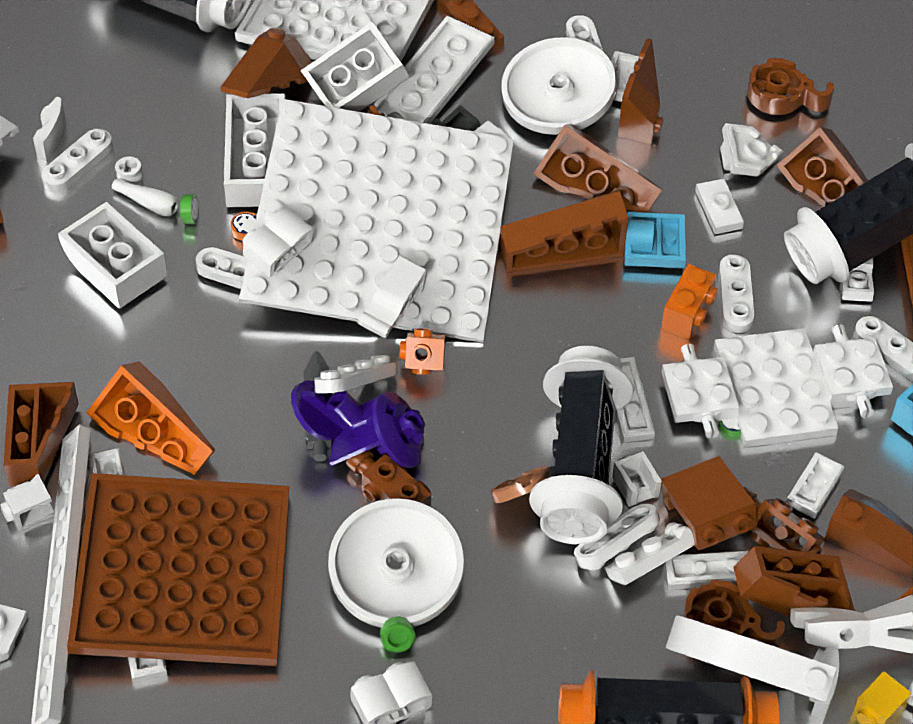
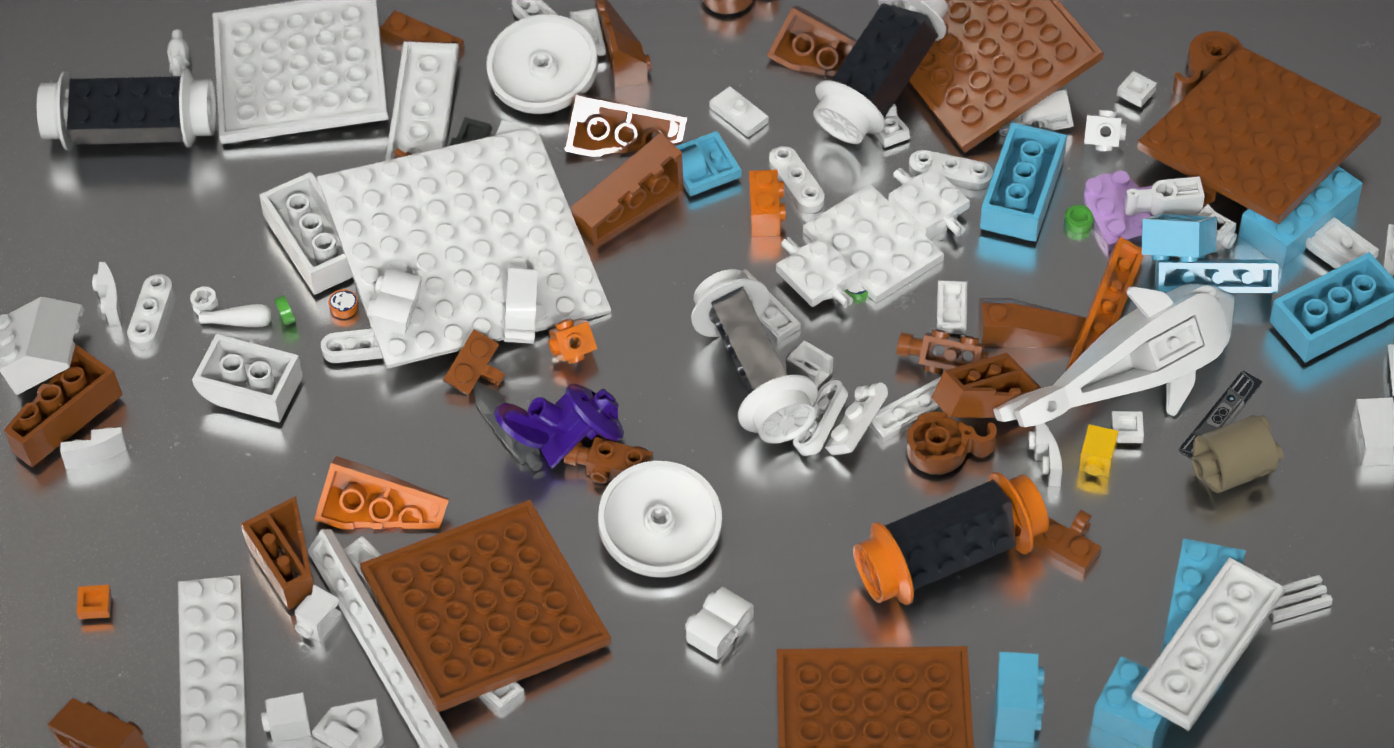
camera: 25 degrees left, 0 degrees up
(268, 63) = (278, 152): dark orange wedge -> none
(320, 332) = (473, 363): none -> dark orange plate
(355, 375) = (534, 383): white plate -> none
(356, 71) = (360, 125): white brick -> none
(397, 634) = (694, 573): bright green tile -> none
(519, 486) = (723, 410): nougat tile -> none
(710, 502) = (880, 355): dark orange panel -> none
(746, 151) = (733, 55): white plate -> none
(751, 658) = (983, 457): white brick -> none

